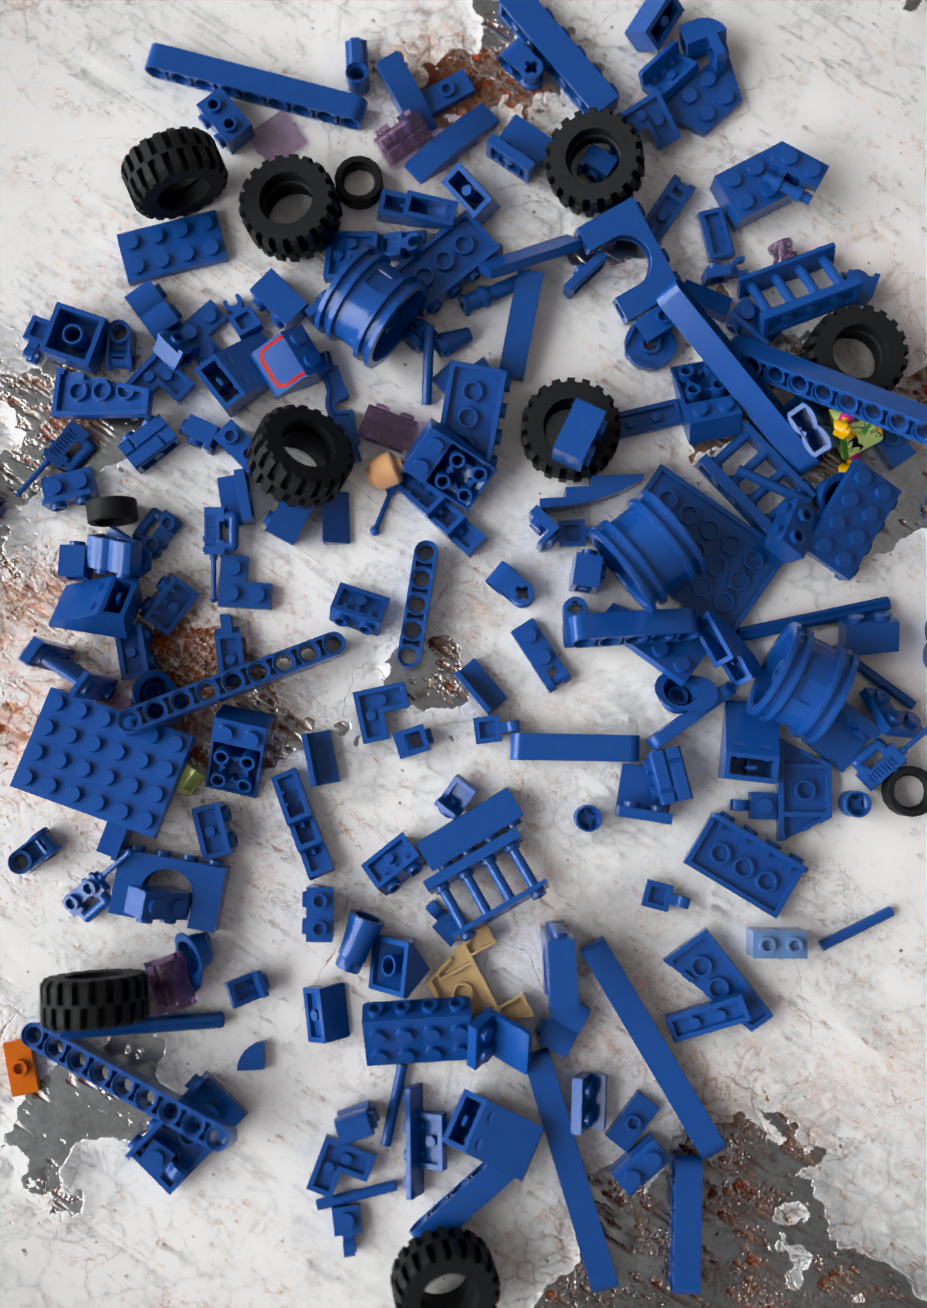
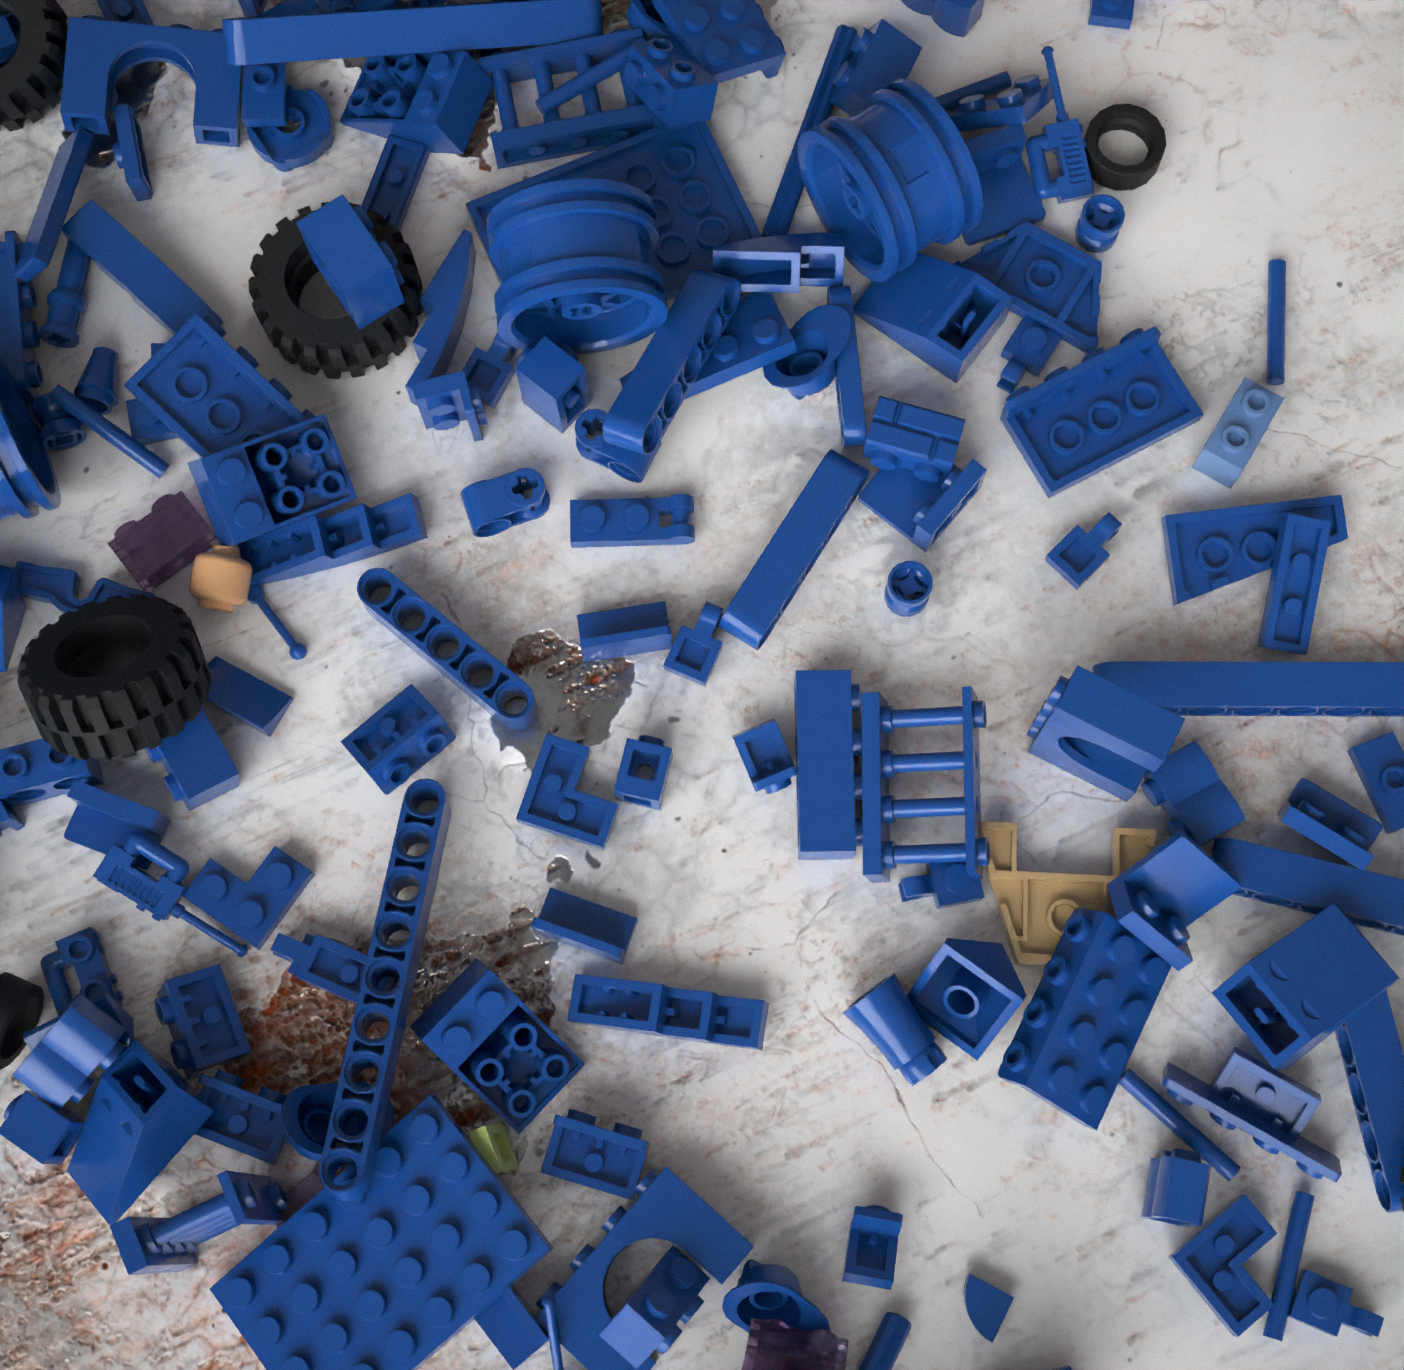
camera: 60 degrees left, 10 degrees down
(319, 913) = (821, 1061): blue bracket -> none
(326, 1013) = (979, 1147): blue panel -> none
(394, 864) = (812, 908): blue bracket -> none

